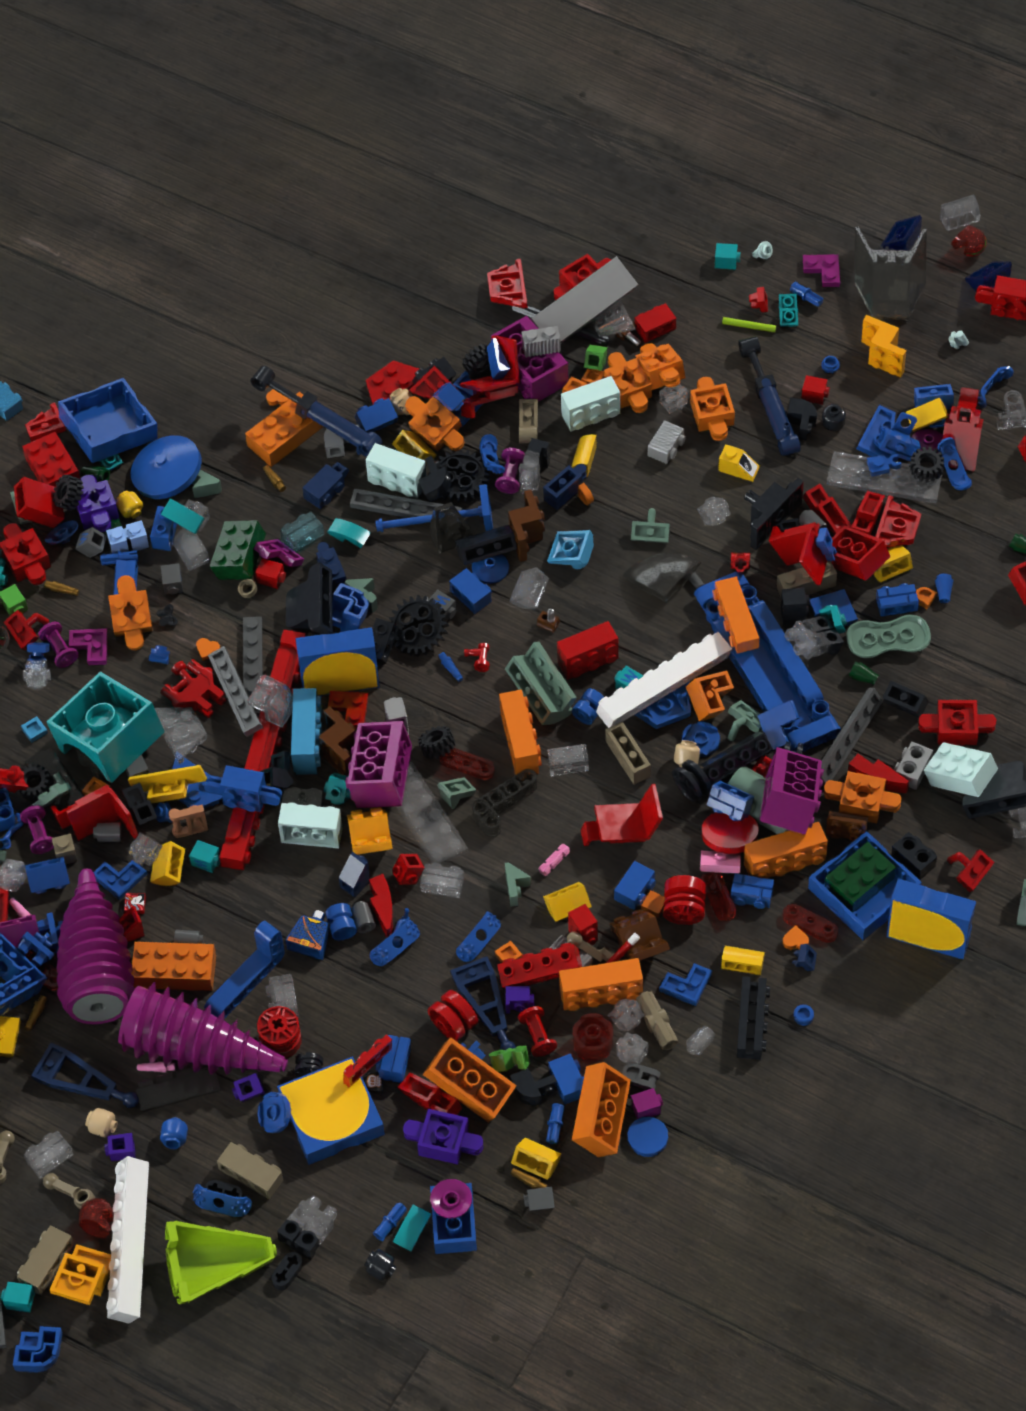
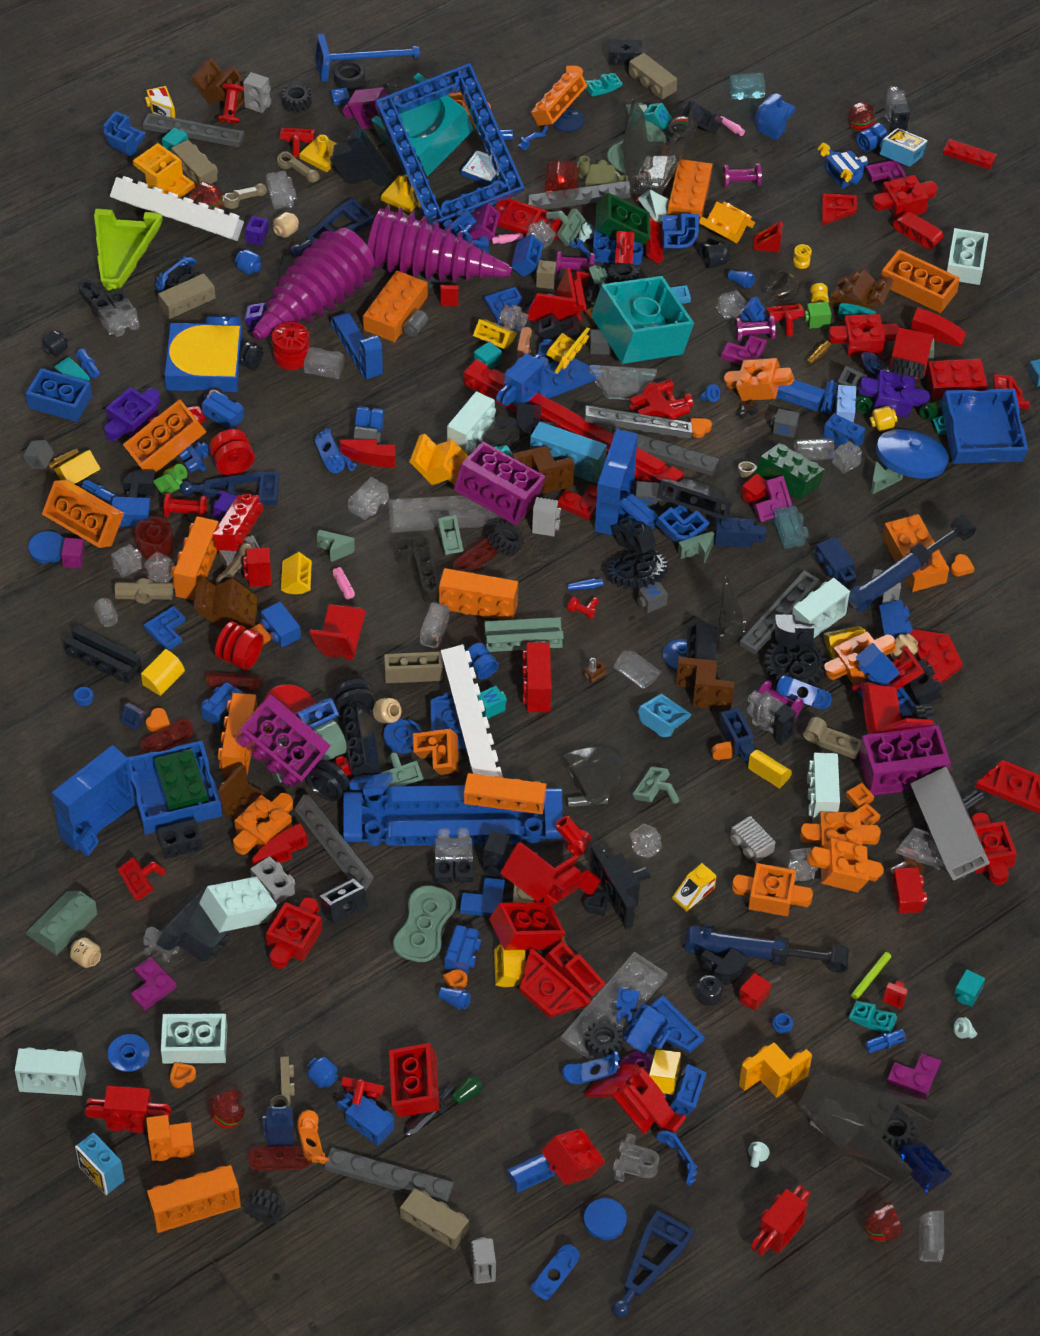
camera: 110 degrees right, 5 degrees down
(137, 900) = (472, 305): tile -> none
(182, 516) = (836, 437): teal slope -> none
(273, 699) = (603, 427): clear brick -> none
(275, 480) = (862, 532): pearl gold animal -> none
(309, 936) = (369, 394): blue torso -> none
(347, 530) = (771, 560): teal slope -> none
(354, 874) = (406, 440): dark blue slope -> none
(367, 1060) = (222, 378): red plate -> none
(408, 869) = (393, 469): red brick -> none
(448, 1190) = (65, 383): magenta dish -> none
(470, 590) = (657, 624): blue brick -> none
(471, 945) = (306, 512): blue piece -> none
(483, 511) = (740, 659): blue tile -> none
(498, 363) = (896, 715): blue slope -> none
(507, 951) = (272, 520): orange tile -> none
(541, 341) = (904, 752): light grey brick -> none
(595, 357) = (885, 818): bright green brick -> none
(624, 948) = (215, 578): red bar -> none
(635, 1073) = (103, 557): dark grey plate -> none
(719, 862) = (259, 683): bright pink plate -> none
(810, 516) = (590, 918): dark grey brick -> none
(825, 542) = (537, 885): blue plate -> none
(826, 508) = (600, 938): red slope -> none
(839, 619) = (466, 884): teal bracket -> none
(863, 673) = (396, 886): dark green cone -> none
(988, 274) = (830, 1223): clear blue slope -> none

